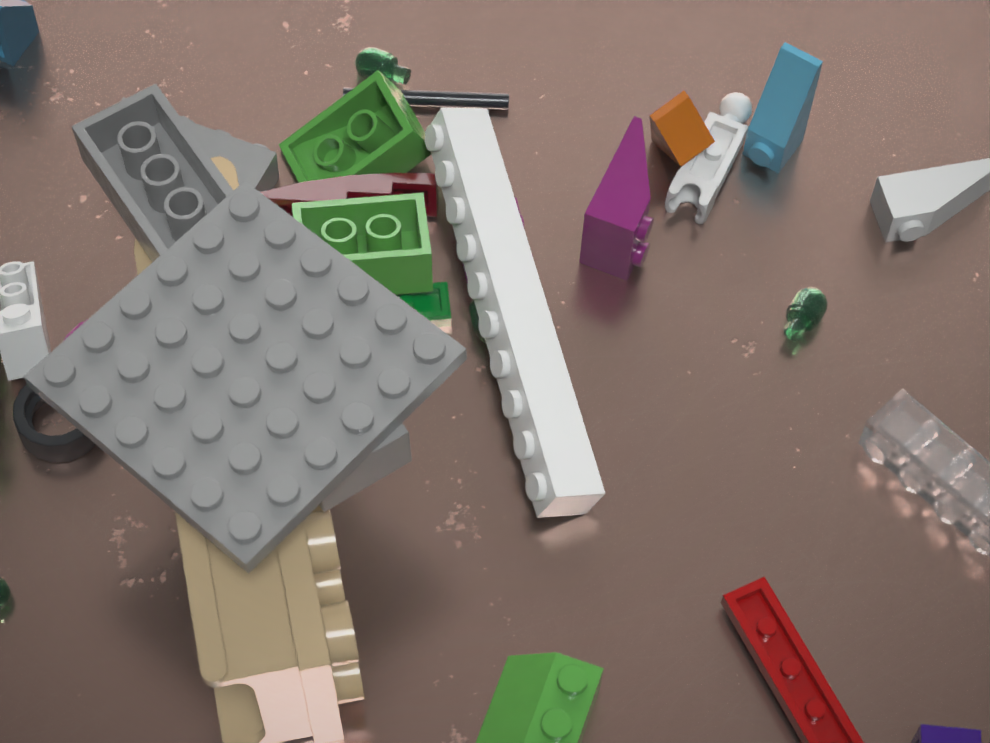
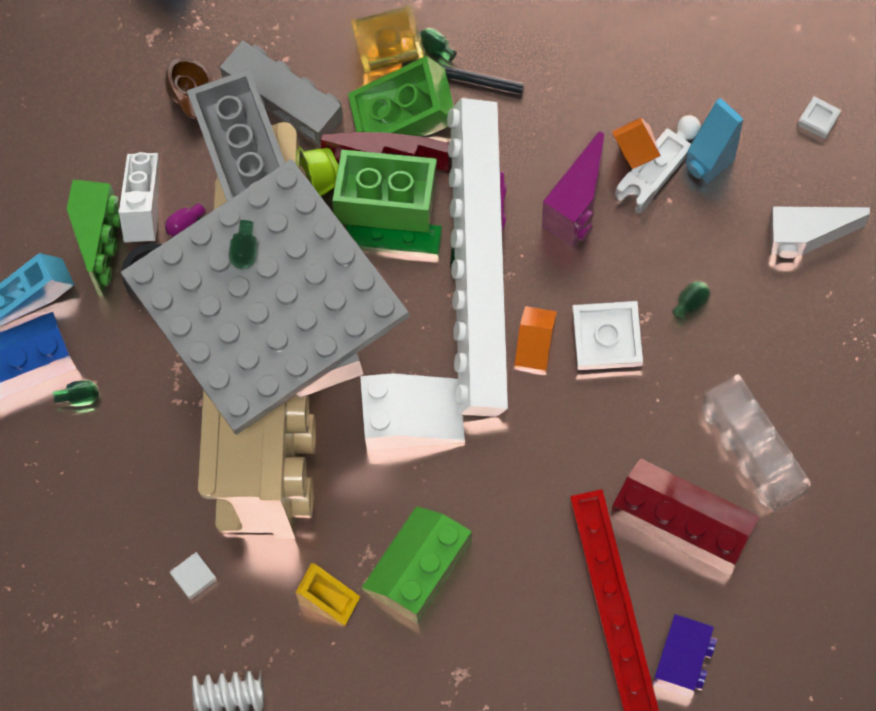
camera: 20 degrees right, 10 degrees up
(58, 168) = (183, 76): none -> reddish brown piece
(203, 302) = (243, 246): none -> clear green cylinder
(318, 62) = (387, 38): none -> clear yellow slope
(466, 527) = (410, 411): none -> white slope
(613, 402) = (535, 339): none -> orange slope
(708, 377) = (607, 335): none -> white plate
(887, 594) = (684, 516): none -> dark red slope
(893, 72) = (819, 117): none -> white tile

